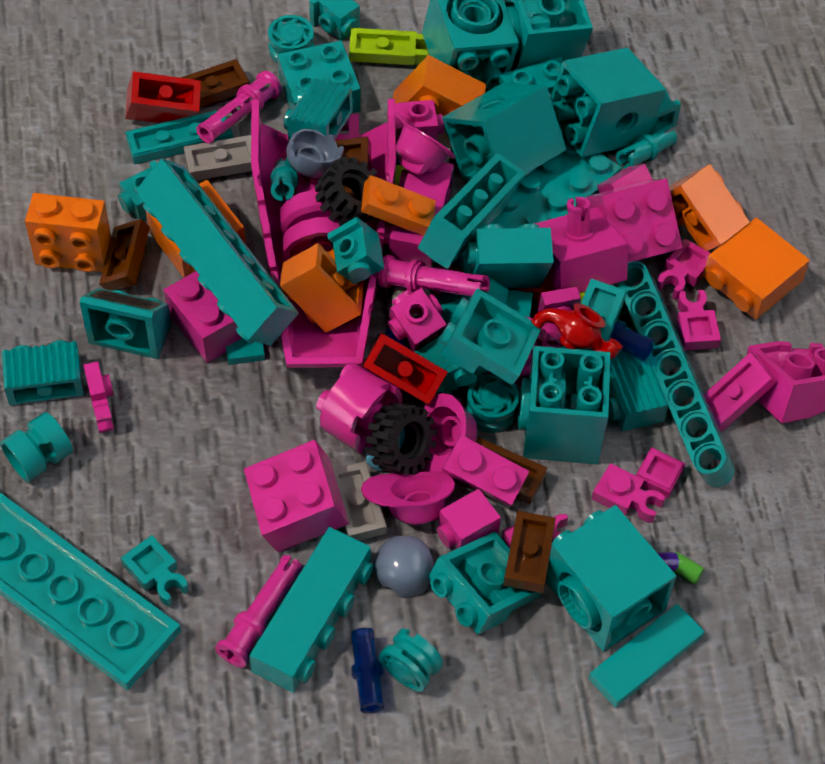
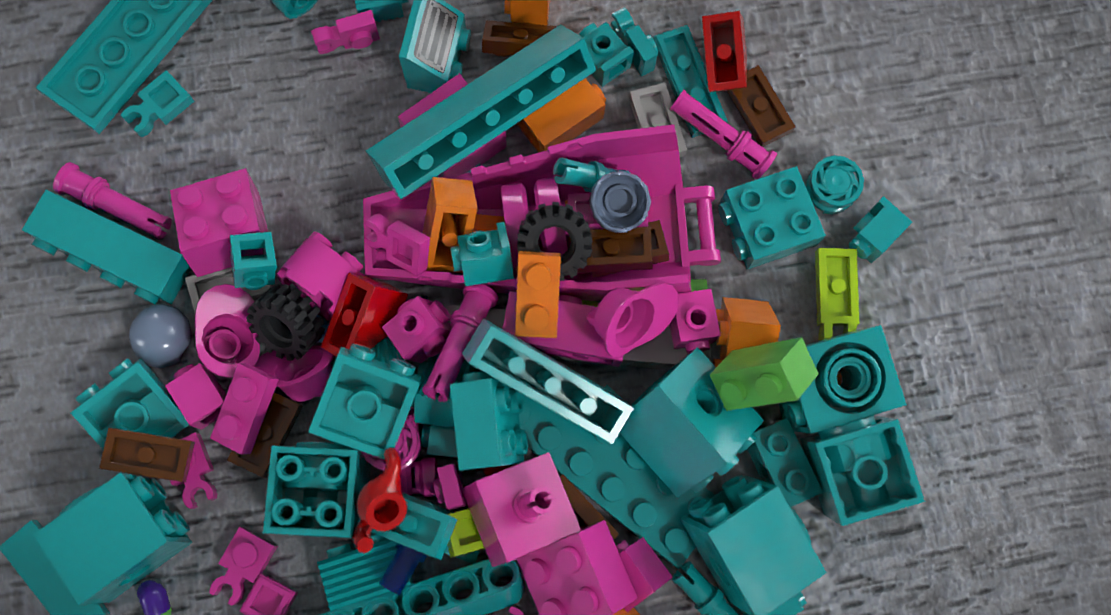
camera: 85 degrees right, 20 degrees up
(137, 163) = (643, 45): none -> teal plate
(320, 108) = (696, 211): teal brick -> none
(341, 321) = (402, 243): none -> dark pink plate
(344, 453) = (255, 270): none -> teal brick
(367, 670) = (45, 303): clear blue pin -> none
(411, 660) = (43, 342): teal wheel -> none
(473, 59) = (764, 374): none -> bright green brick

